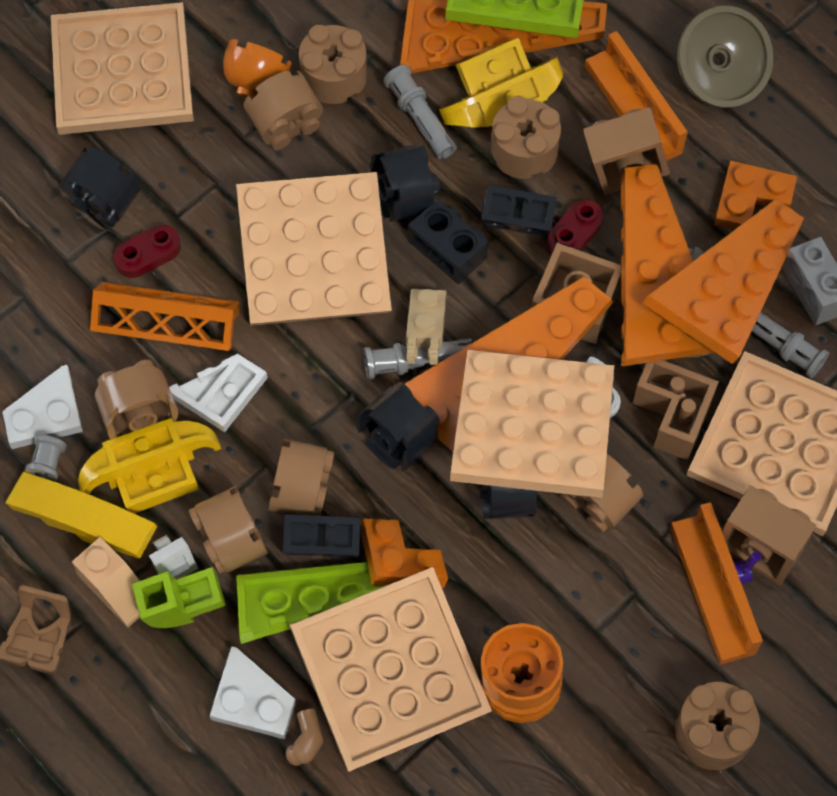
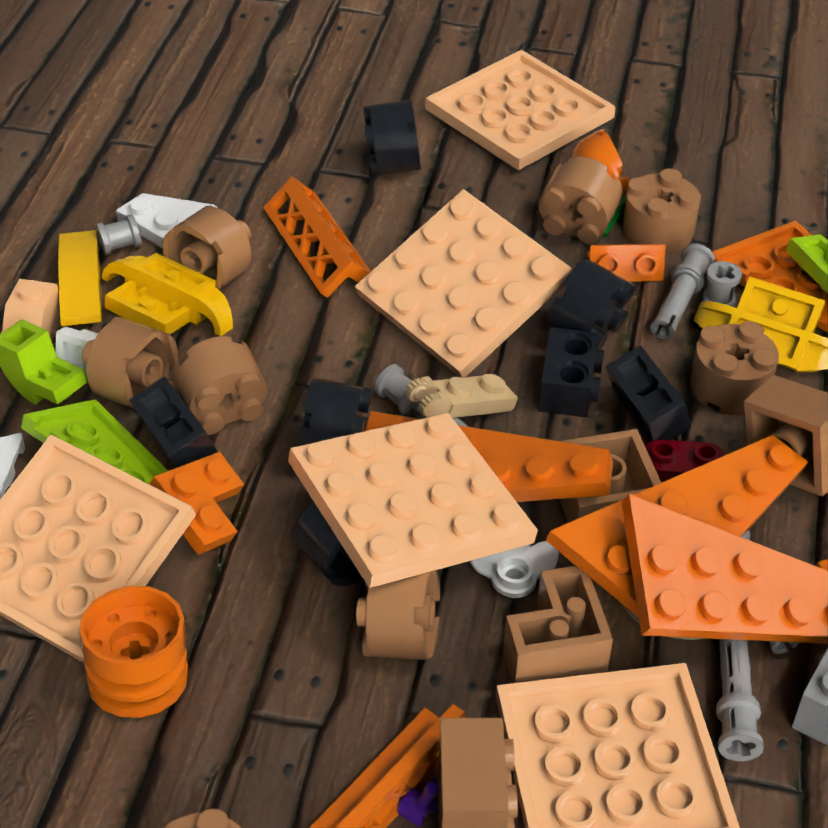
camera: 55 degrees right, 20 degrees down
(149, 251) = (369, 203): dark red plate -> none
(221, 391) = (275, 305): white wing -> none
(366, 120) = (631, 261): none -> orange hinge
(438, 83) = (722, 280): none -> light grey bush

